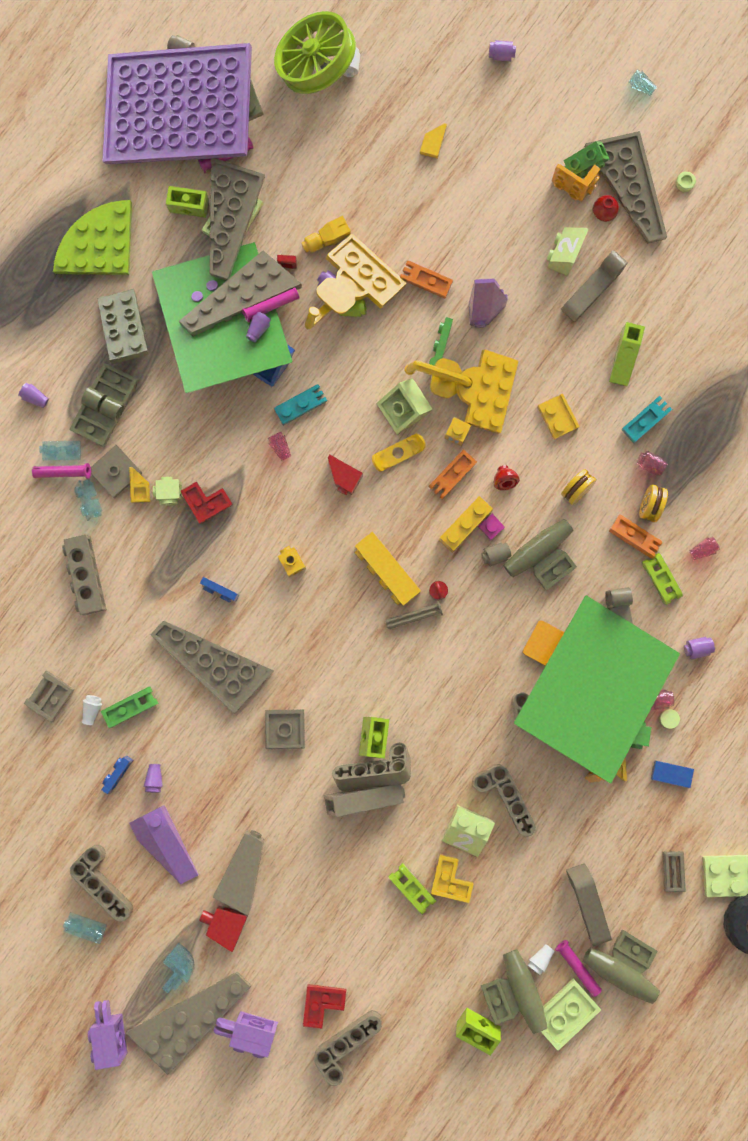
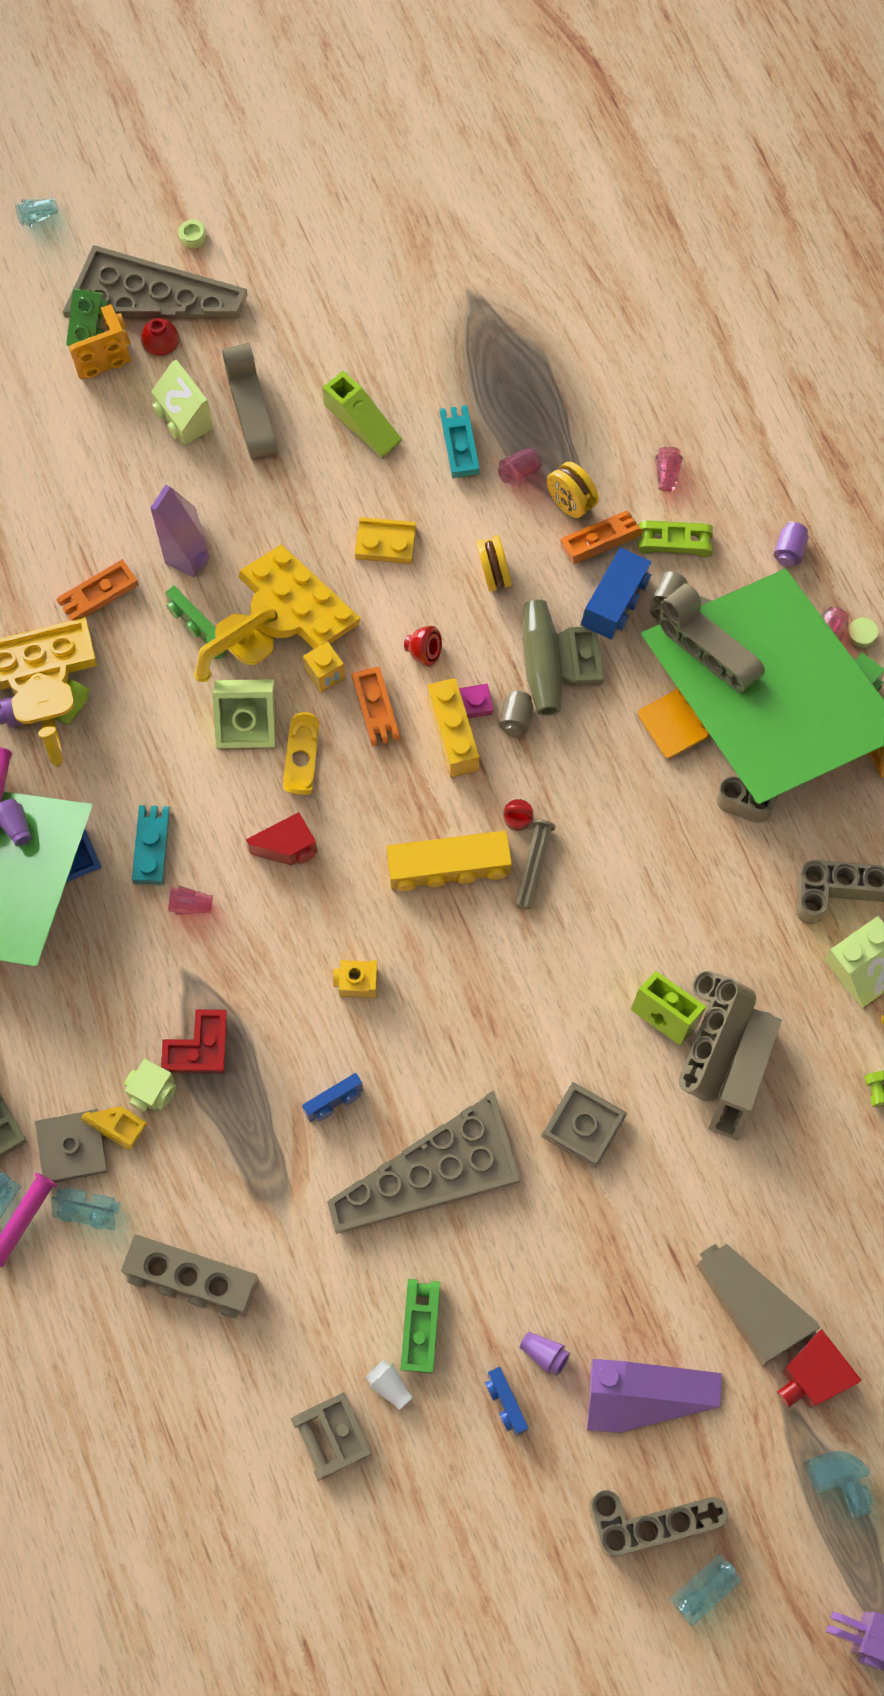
camera: 60 degrees left, 15 degrees down
(599, 637) = (706, 641): none -> dark tan beam
(603, 567) = (617, 594): none -> blue brick

